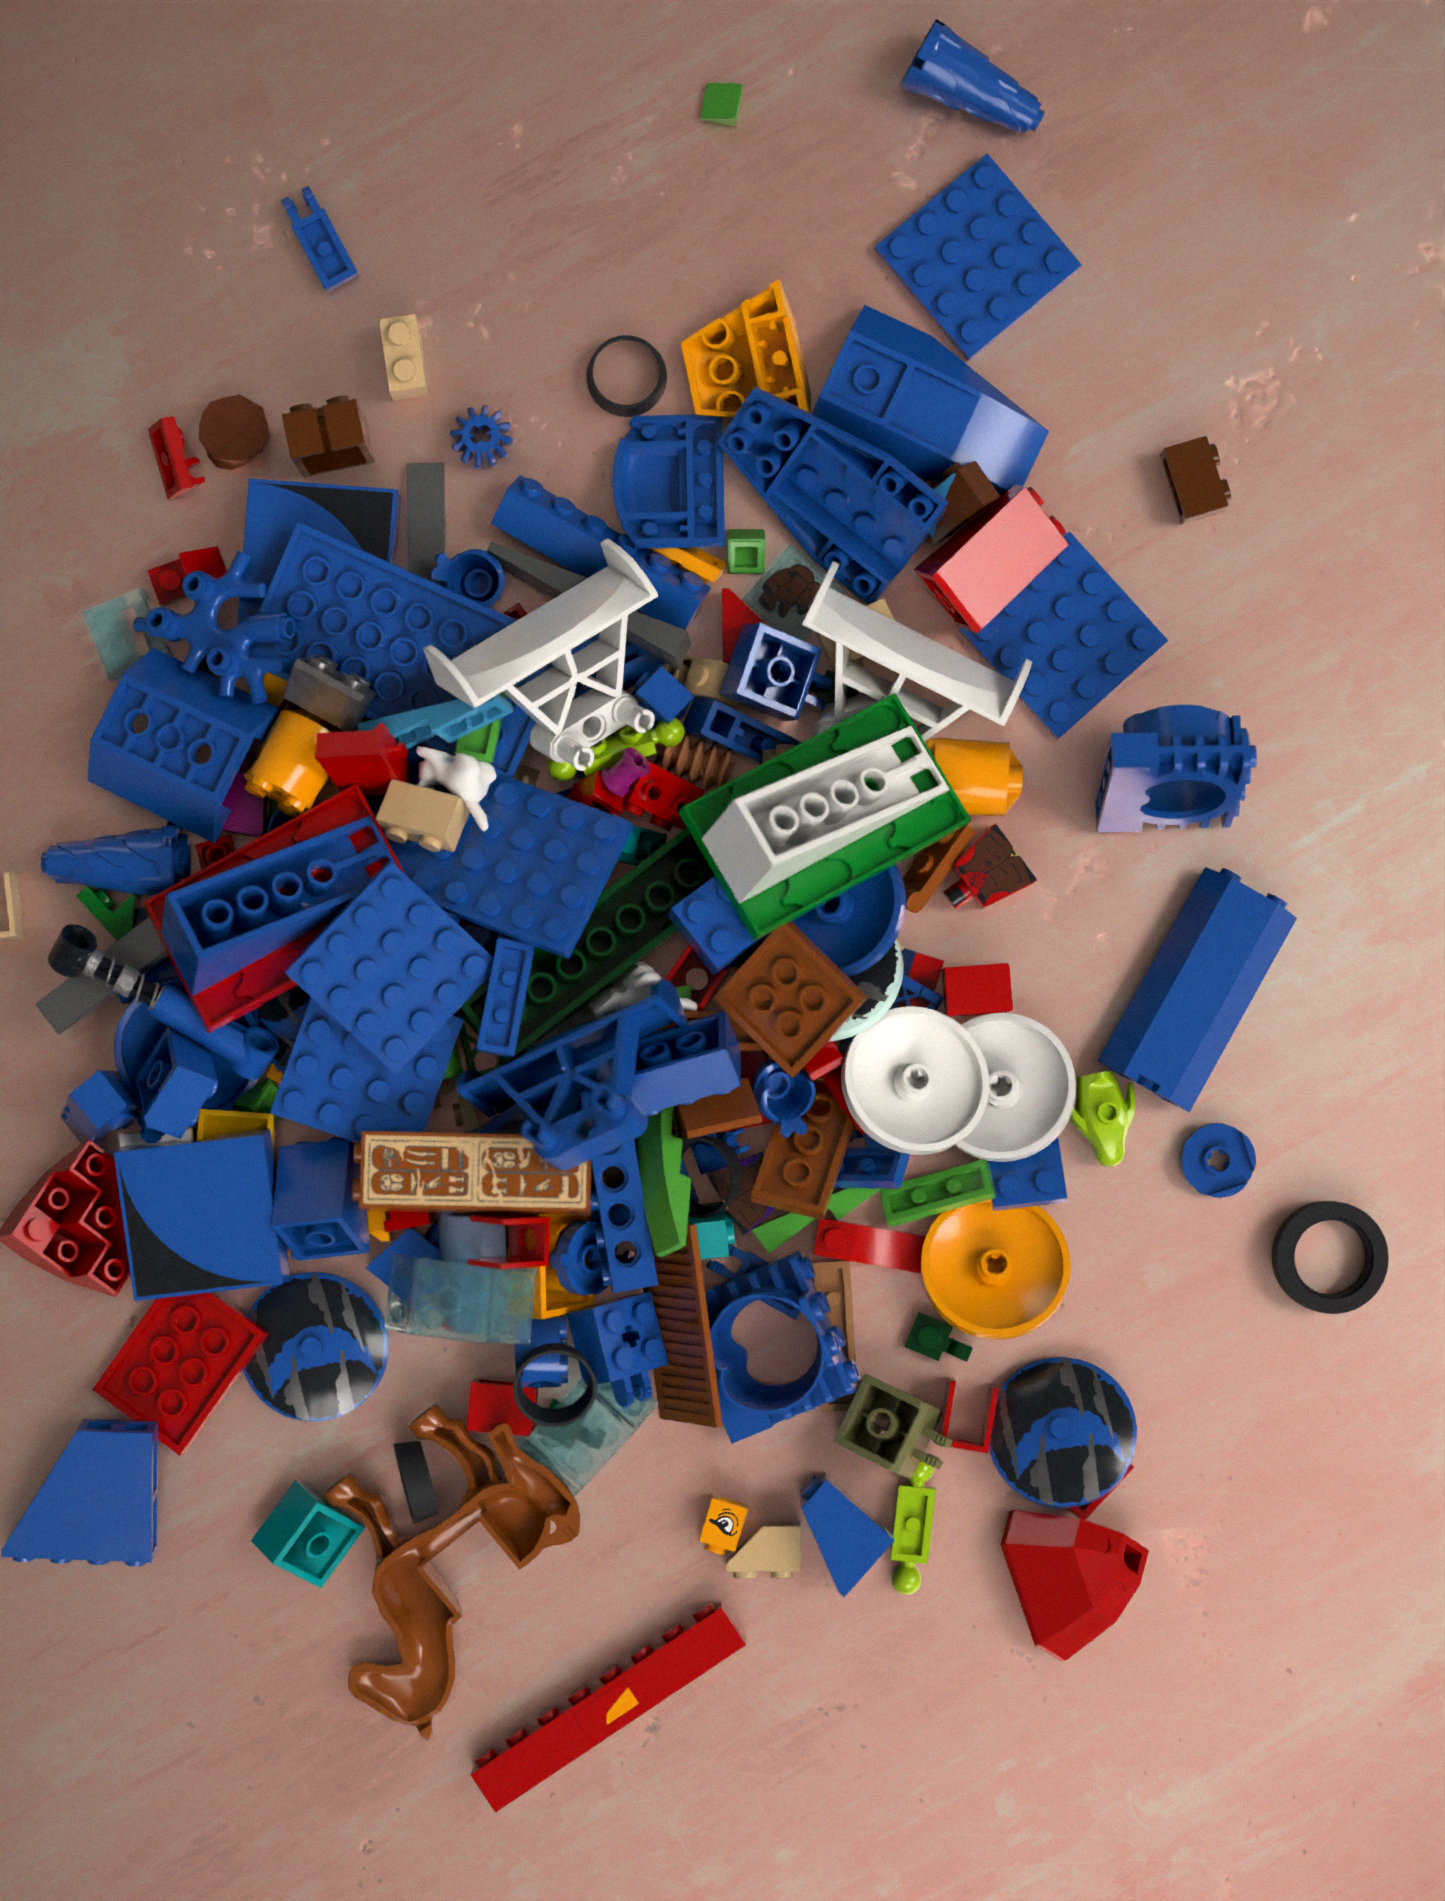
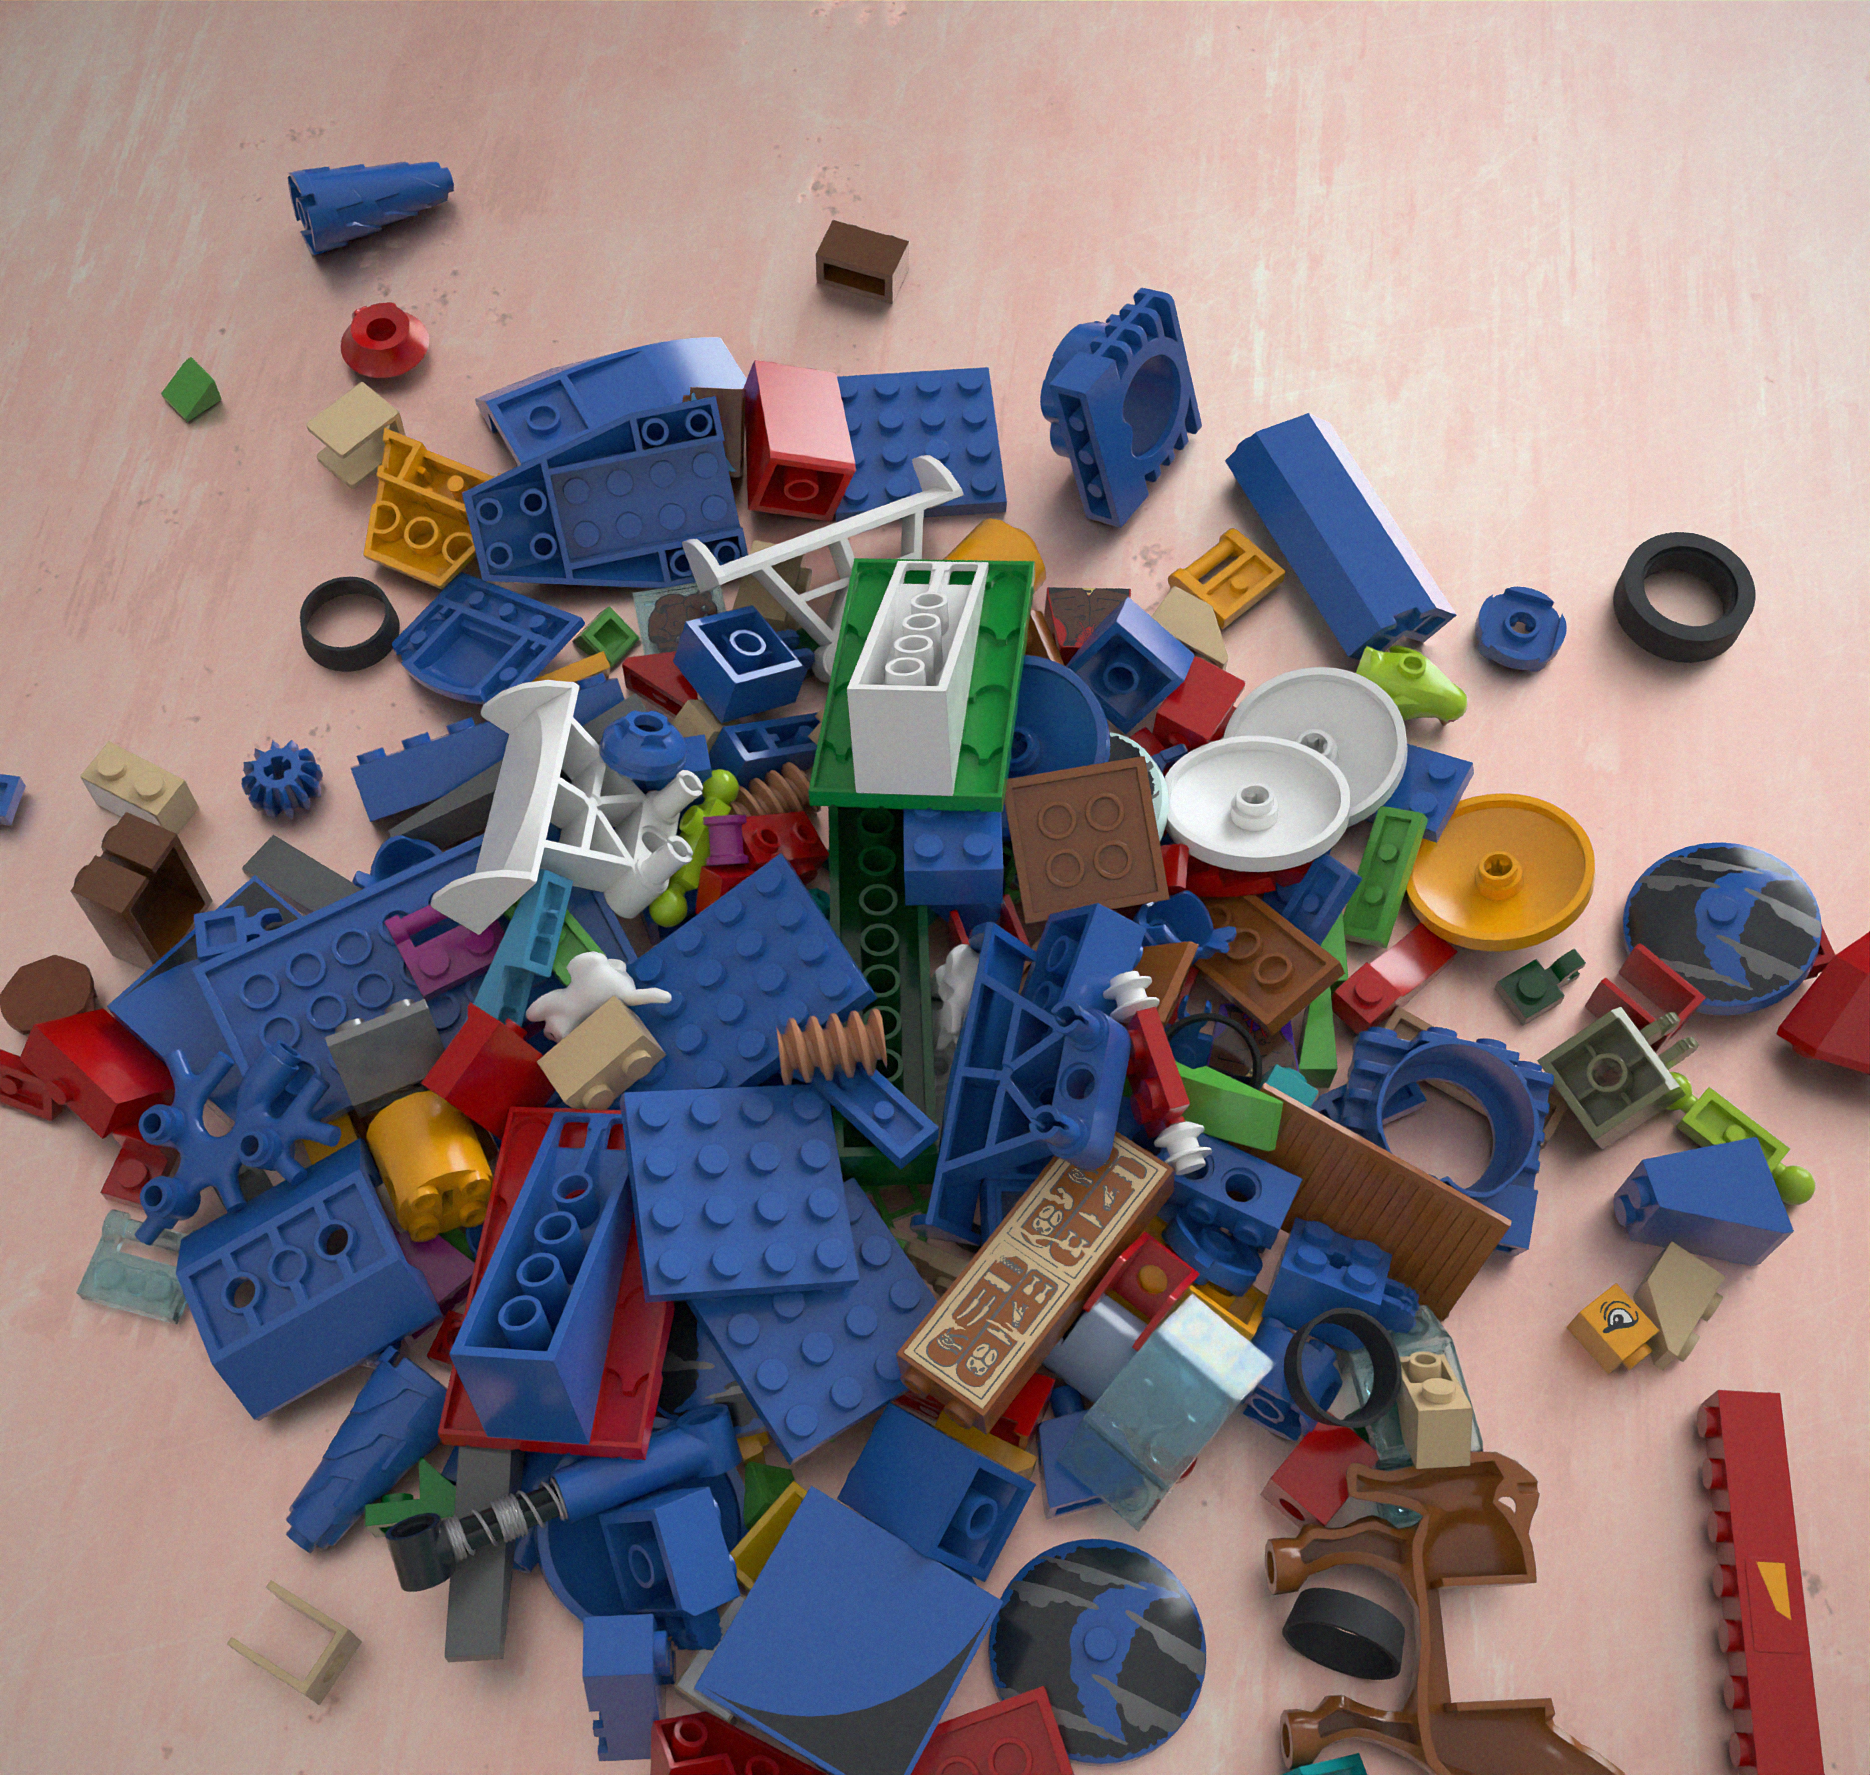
camera: 55 degrees left, 25 degrees down
(209, 507) = (97, 1069): none -> red container
(343, 514) = (229, 928): none -> blue plate
(410, 662) = (446, 958): none -> magenta plate
(511, 957) = (831, 1046): none -> nougat piece
(571, 1450) = (1434, 1412): none -> tan slope
(631, 678) = (643, 746): none -> blue piece
(632, 1166) = (1154, 1076): none -> plate
(768, 254) = (354, 434): none -> tan piece
(863, 201) = (383, 341): none -> red piece
(969, 923) = (1131, 664): none -> blue slope
(977, 257) = (517, 298): blue plate -> none
(1038, 940) = (1193, 625): none -> tan slope
(1109, 945) = (1238, 584): none -> light orange plate

